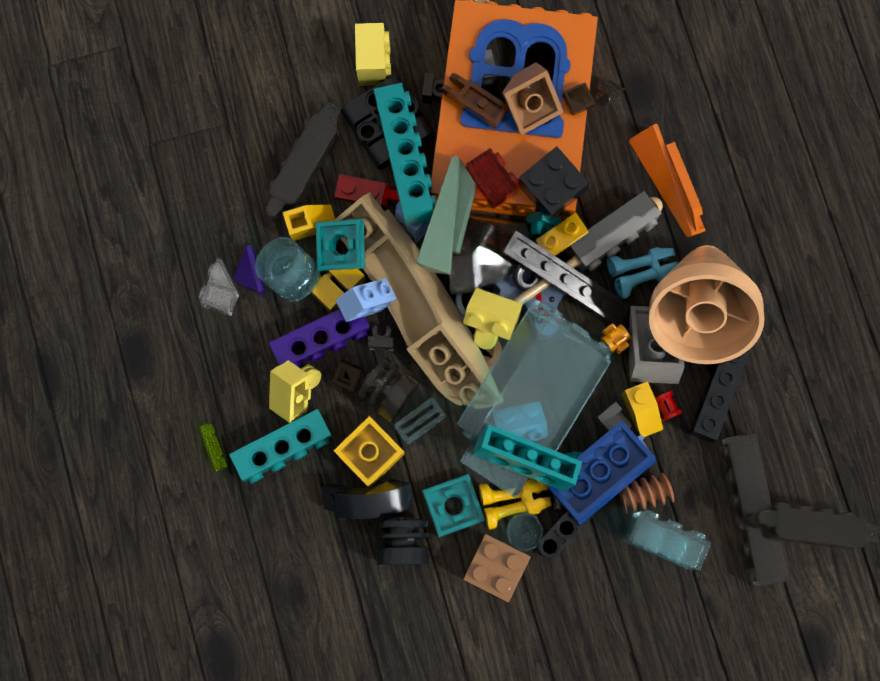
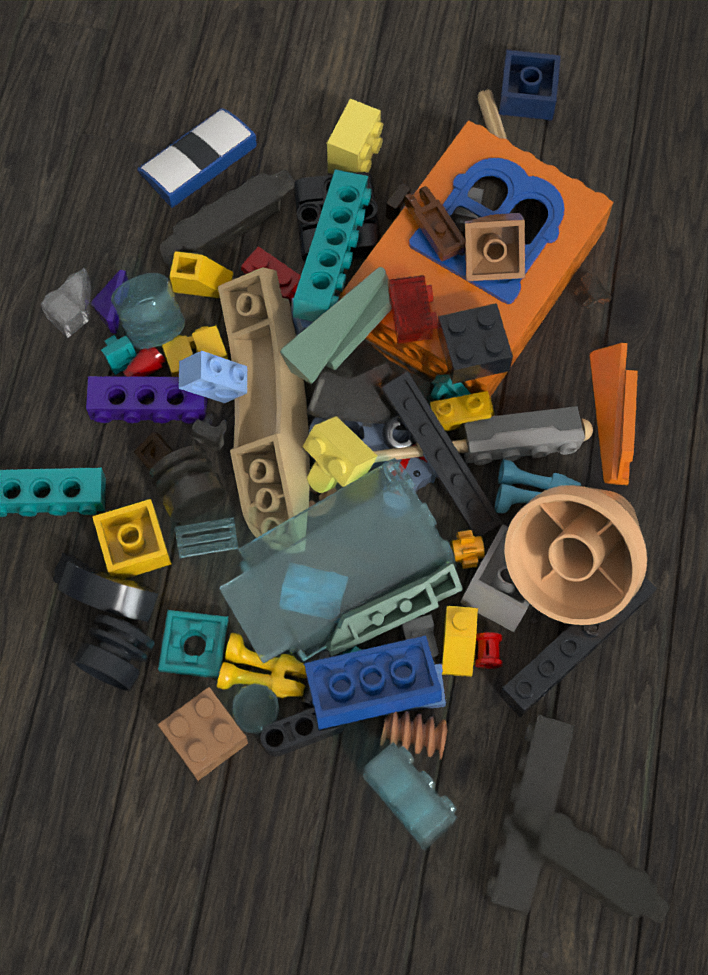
camera: 25 degrees right, 10 degrees down
(252, 120) = (198, 156): none -> slope
(280, 311) = (118, 353): none -> teal tile
(292, 389) = (85, 434): light yellow brick -> none
(303, 311) = (145, 363): none -> red cone
(326, 238) = (209, 296): teal piece -> none
(527, 458) = (293, 617): teal brick -> none
(579, 99) = (549, 273): dark brown tile -> none
(590, 408) = (394, 609): none -> sand green wedge

